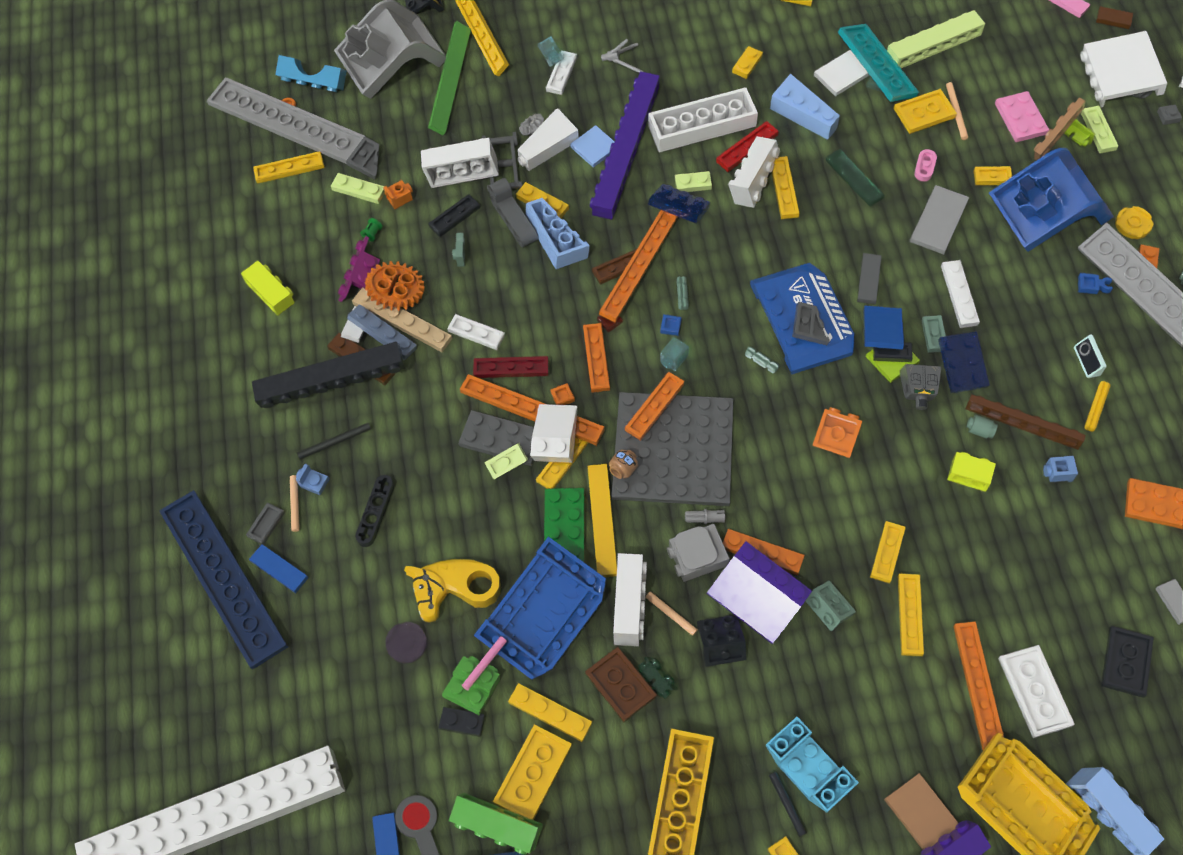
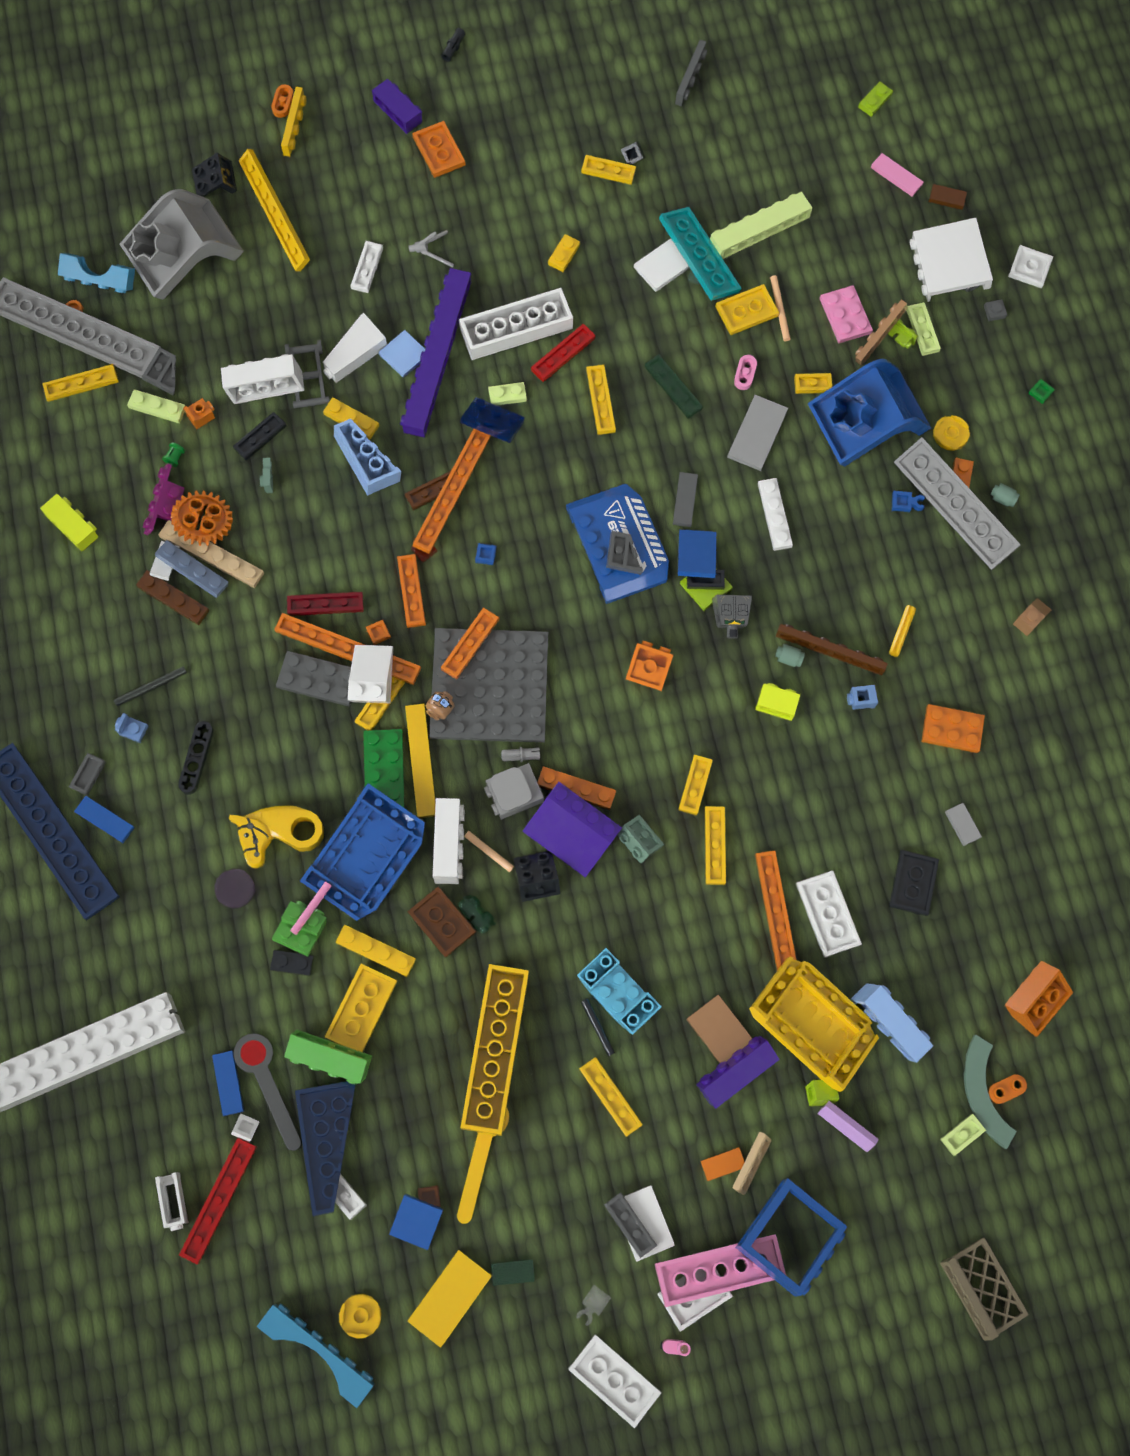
camera: 10 degrees left, 10 degrees up
(294, 504) = (115, 753): light nougat bar -> none
(328, 375) = (140, 618): black brick -> none
(449, 78) = (247, 275): bright green tile -> none
(476, 332) = (288, 565): white tile -> none
(506, 461) = (324, 704): yellowish green plate -> none
(511, 213) = (319, 434): dark grey beam -> none
(531, 124) = (336, 330): light grey gear -> none
(550, 51) = (354, 243): clear light blue brick -> none
(674, 354) = (489, 586): clear light blue brick -> none
(682, 293) = (497, 519): sand green axle -> none
(754, 172) = (569, 384): white wedge -> none
(762, 360) = (577, 590): sand green axle -> none
(804, 108) = (621, 307): light blue wedge -> none
(933, 330) = (748, 558): sand green plate -> none
(963, 362) = (775, 588): clear blue plate -> none
(1090, 357) = (898, 580): slope -> none

